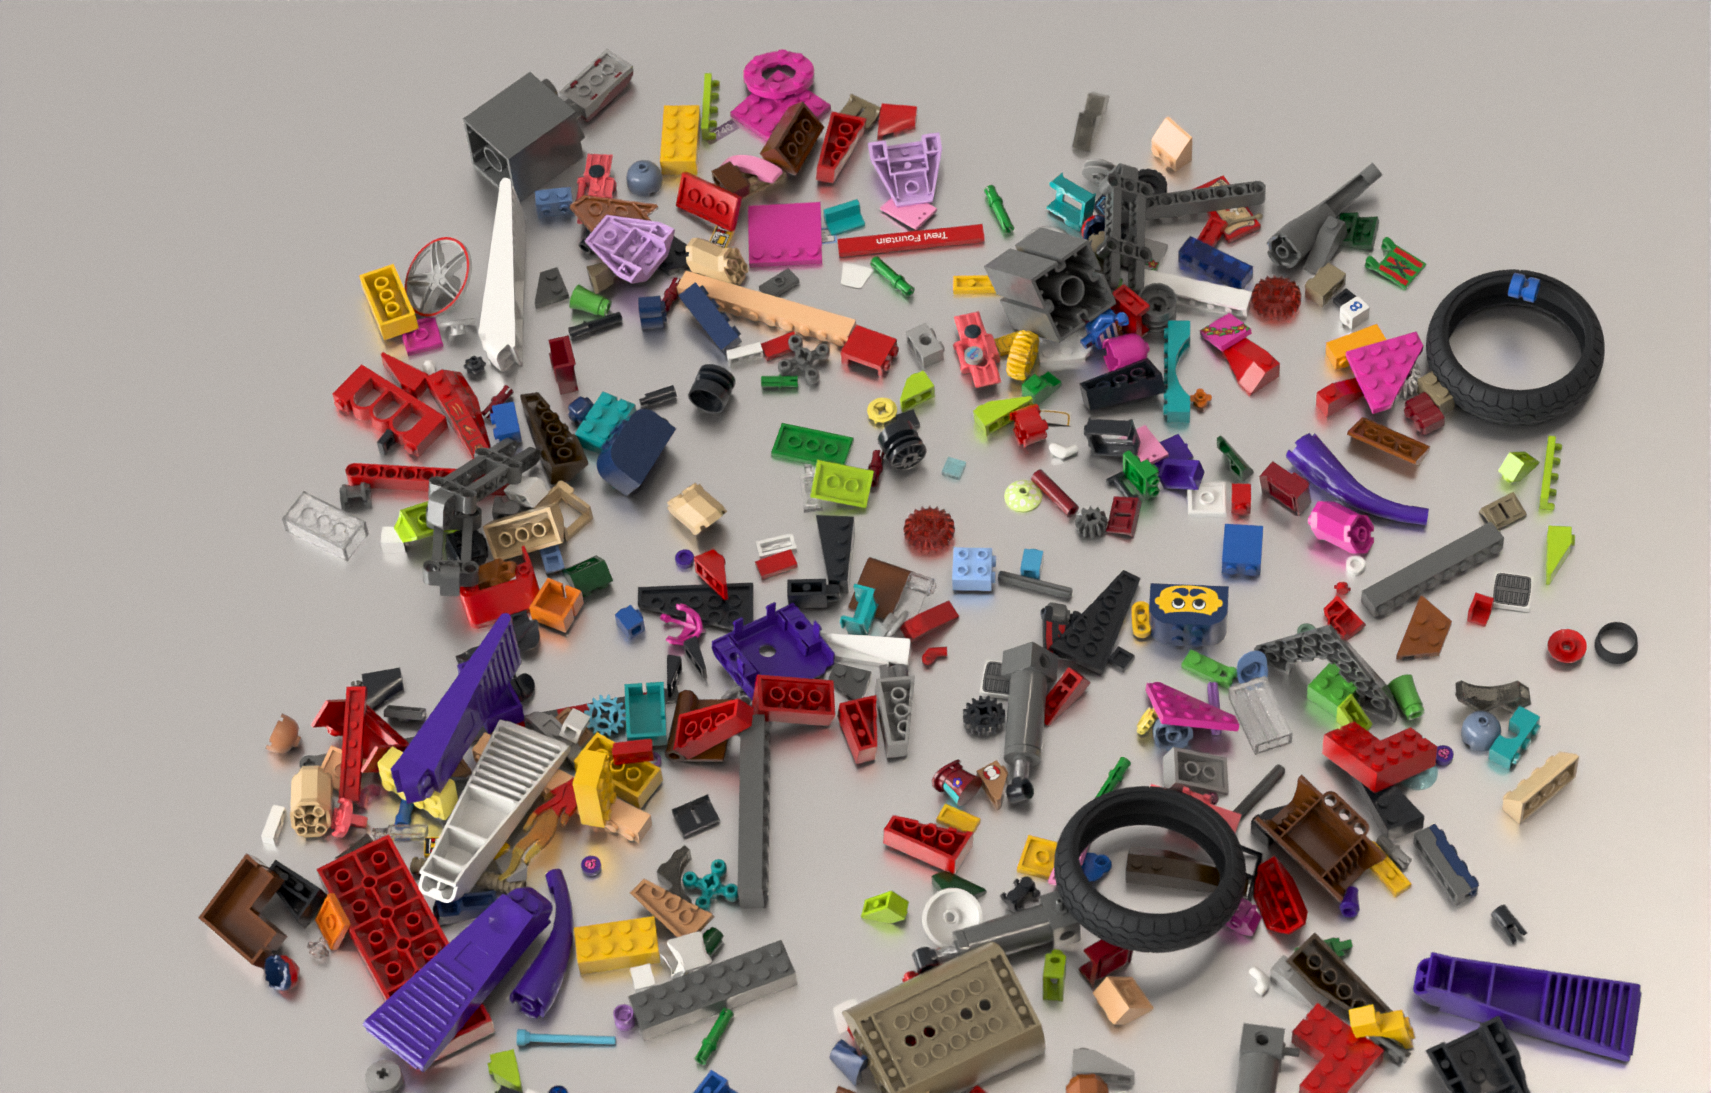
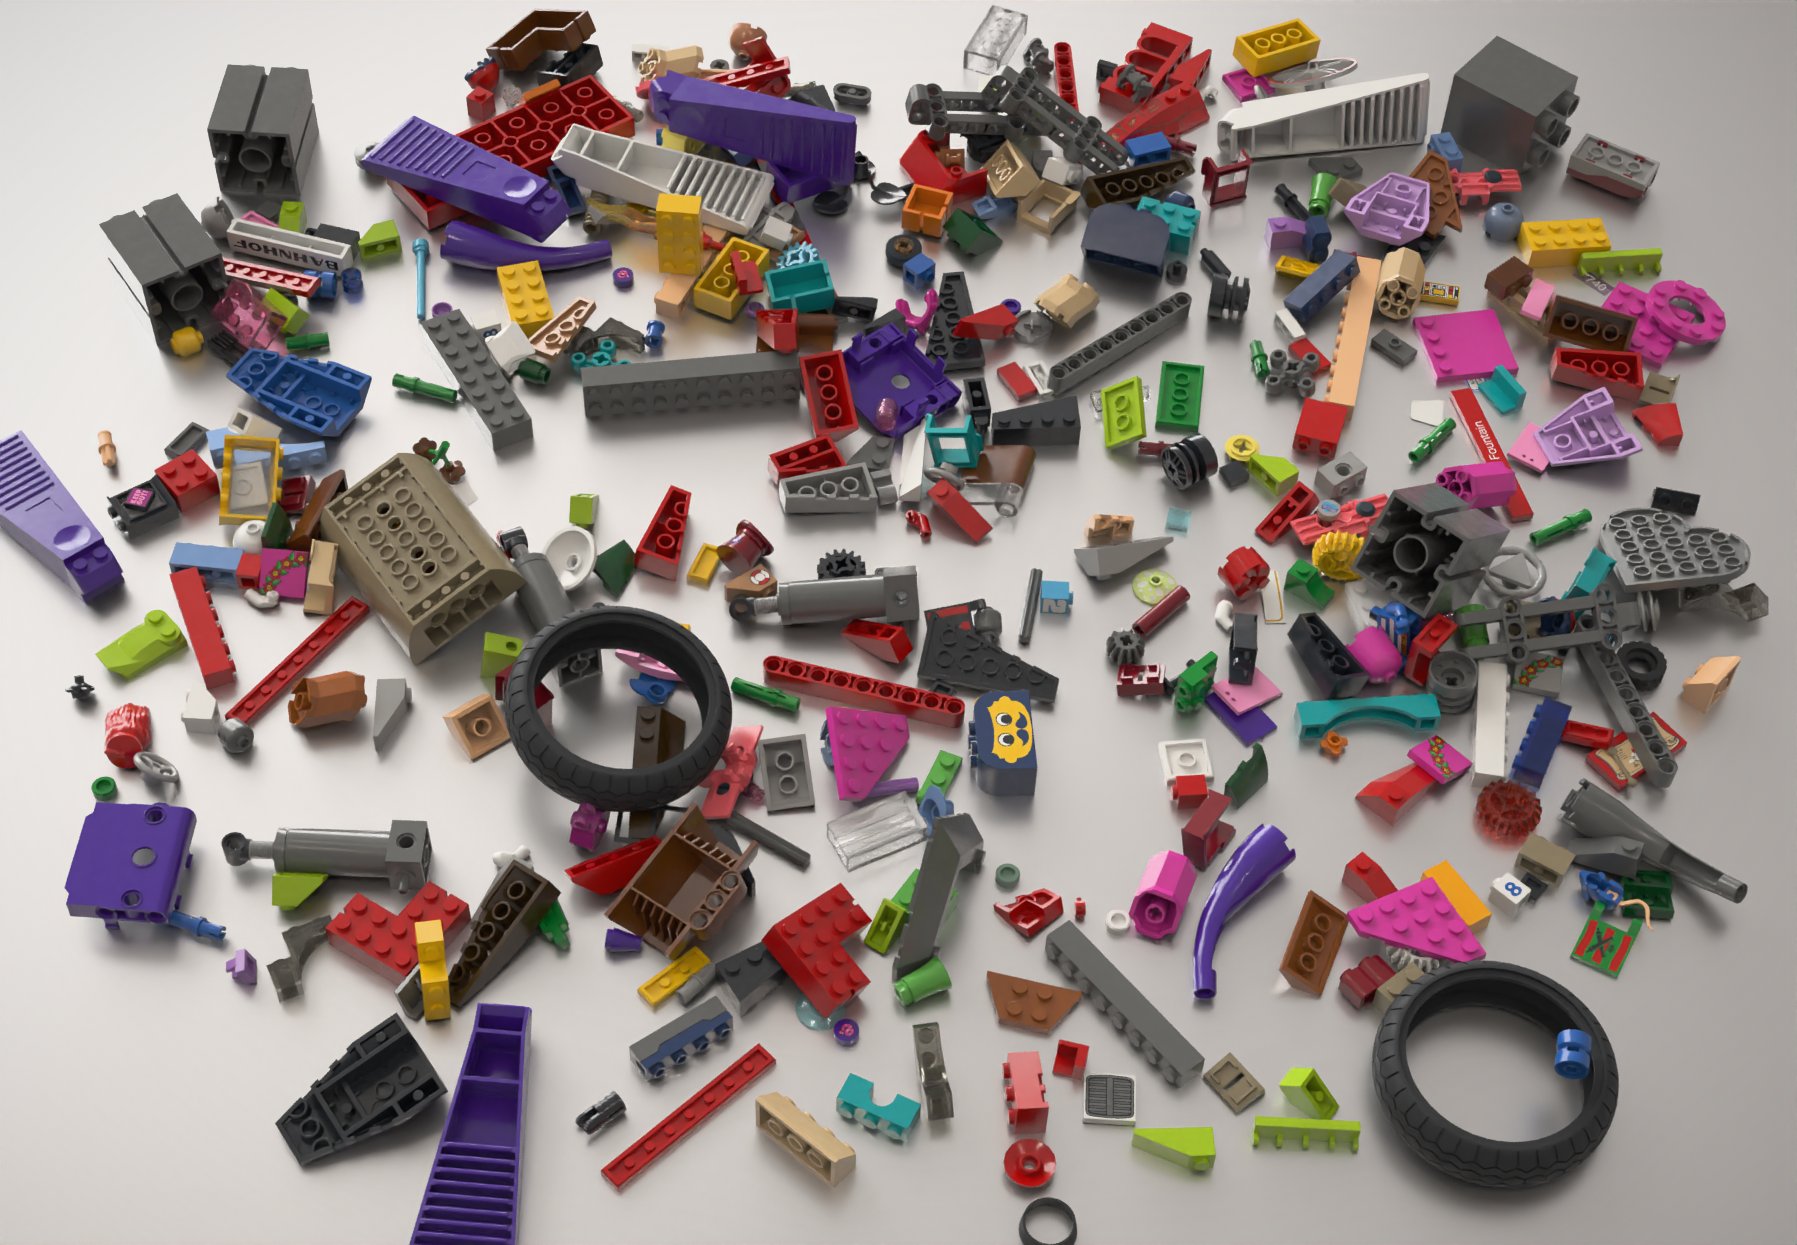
camera: 75 degrees right, 5 degrees down
(325, 977) = (480, 104): none -> red brick
(371, 655) = (852, 93): none -> dark grey plate
(402, 833) = (644, 131): clear hinge -> none
(431, 409) = (1139, 83): none -> dark grey piece
(474, 365) = (1213, 121): black plant -> none
(596, 639) = (902, 249): none -> black wheel
(631, 333) = (1284, 233): none -> medium lavender slope
(675, 335) = (1295, 268): none -> yellow slope
(675, 841) = (654, 334): none -> blue bush
(704, 811) = (685, 340): black piece -> none
(708, 201) = (1479, 266): red tile -> none
(711, 539) = (1033, 327): none -> flat silver tile
(747, 479) = (1119, 342): none -> dark grey beam
(813, 662) = (886, 414): none -> clear pink brick
(820, 1018) = (451, 470): none -> reddish brown plant
(927, 534) = (1085, 494): clear red gear -> none
(958, 253) = (1480, 484): none -> dark pink brick
(960, 514) = (1114, 525): none -> light nougat slope
(961, 387) = (1295, 505): none -> red slope
(973, 569) = (1036, 541): light blue brick -> none
(981, 127) = (1675, 500): none -> black hinge
(992, 515) = (1110, 559): none -> light grey wedge
(996, 413) = (1260, 539): lime slope -> none
(1049, 141) = (1667, 553): none -> dark grey plate
(1114, 719) = (863, 691): none -> red beam
(1181, 474) = (1209, 725): dark purple panel -> none
(1242, 549) = (1114, 798): blue brick -> none
(1360, 252) = (1606, 892): none -> blue animal
(1480, 730) = (888, 1070): sand blue cylinder -> none
(1509, 640) = (1025, 1093): none -> wedge
(1511, 867) = (688, 1117): none -> red tile

